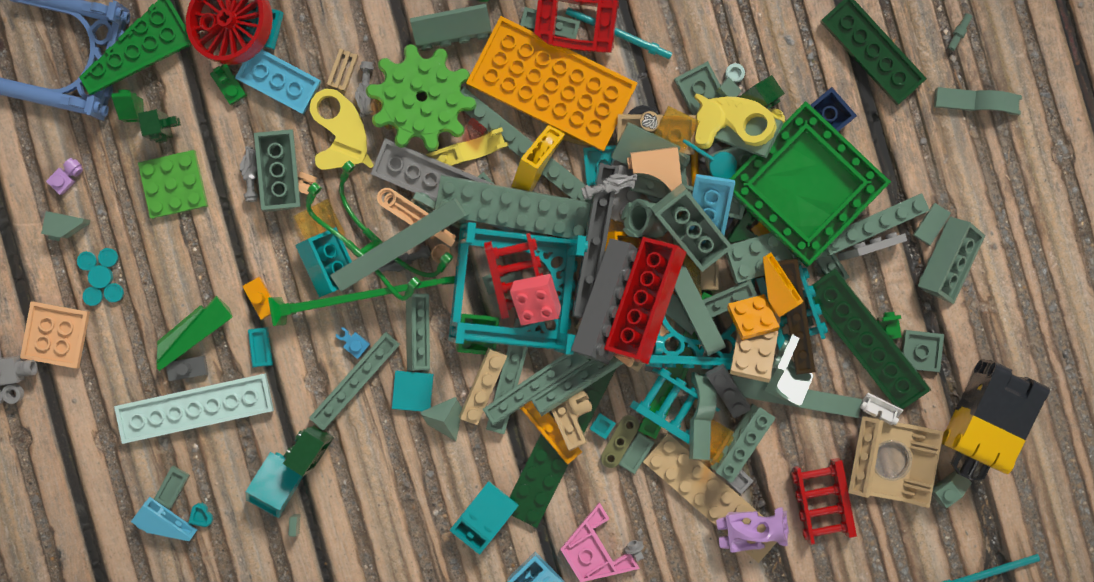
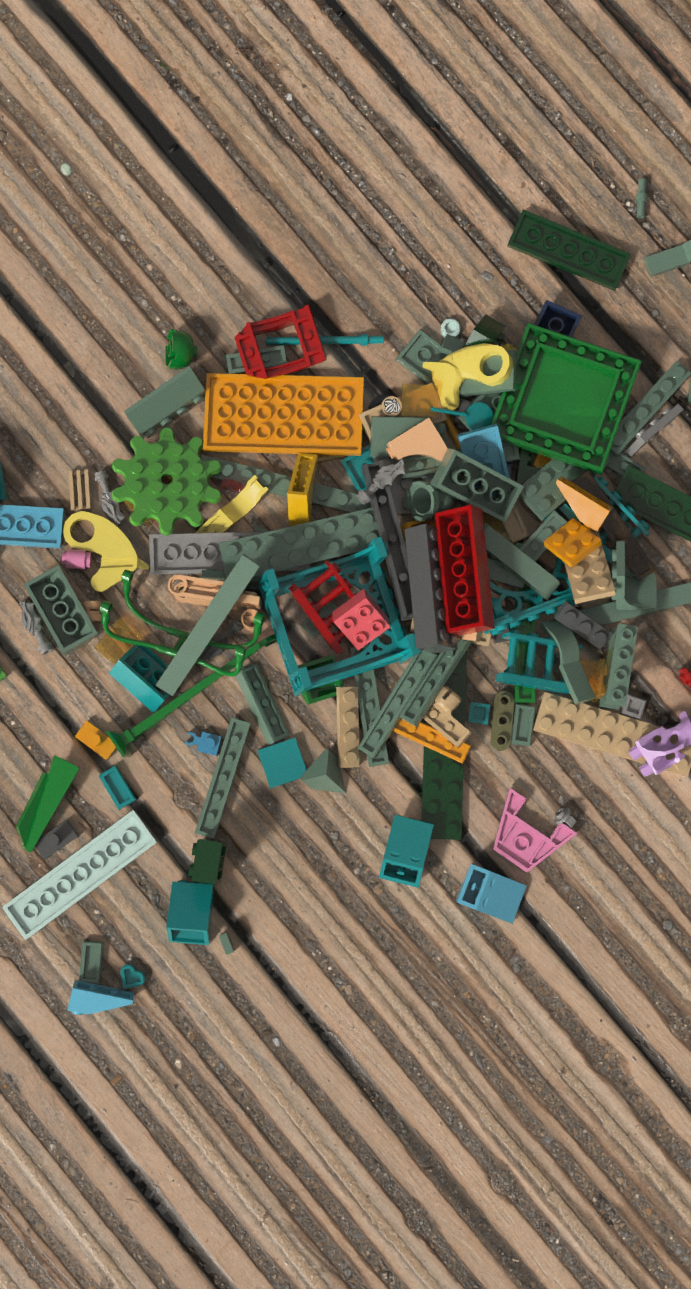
camera: 20 degrees left, 5 degrees down
(312, 130) = (76, 559): none -> bright pink brick

